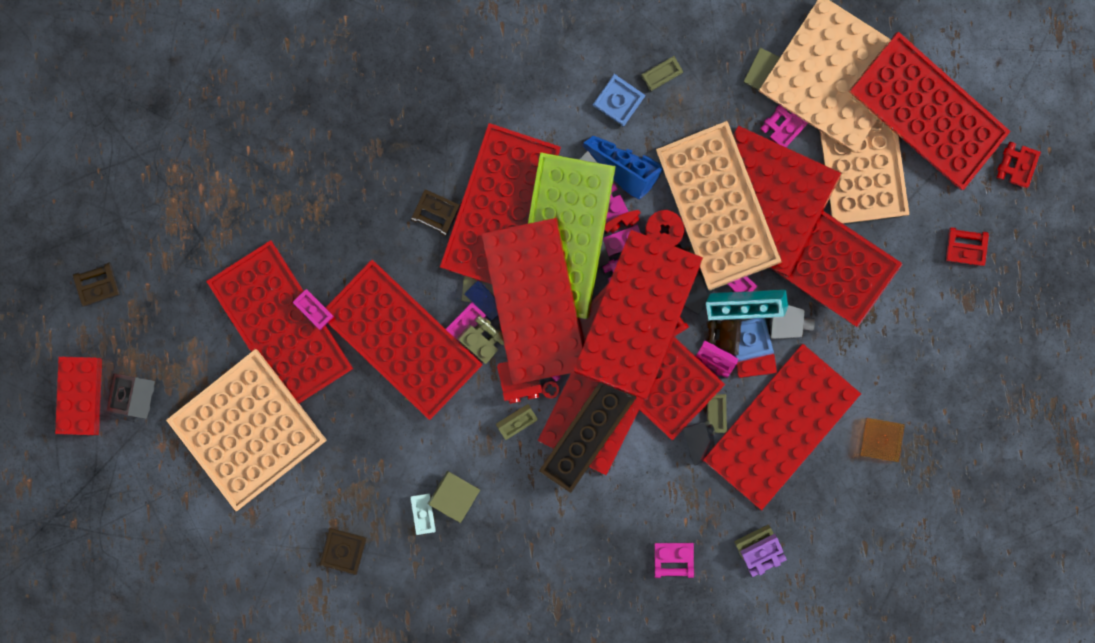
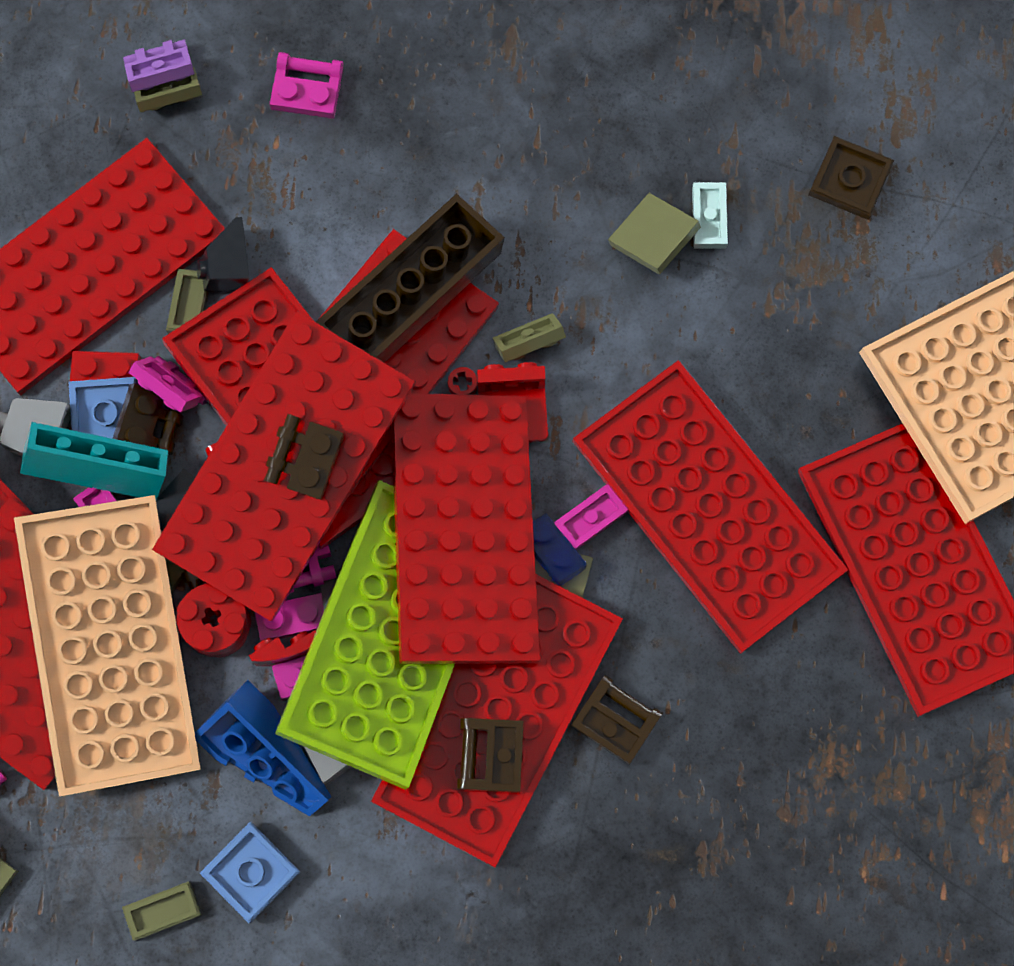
camera: 175 degrees left, 10 degrees down
(313, 309) = (858, 576): dark pink plate -> none
(477, 343) = (575, 476): olive plate -> none
(493, 179) = (502, 756): none -> dark brown plate
(621, 314) = (313, 462): none -> dark brown plate

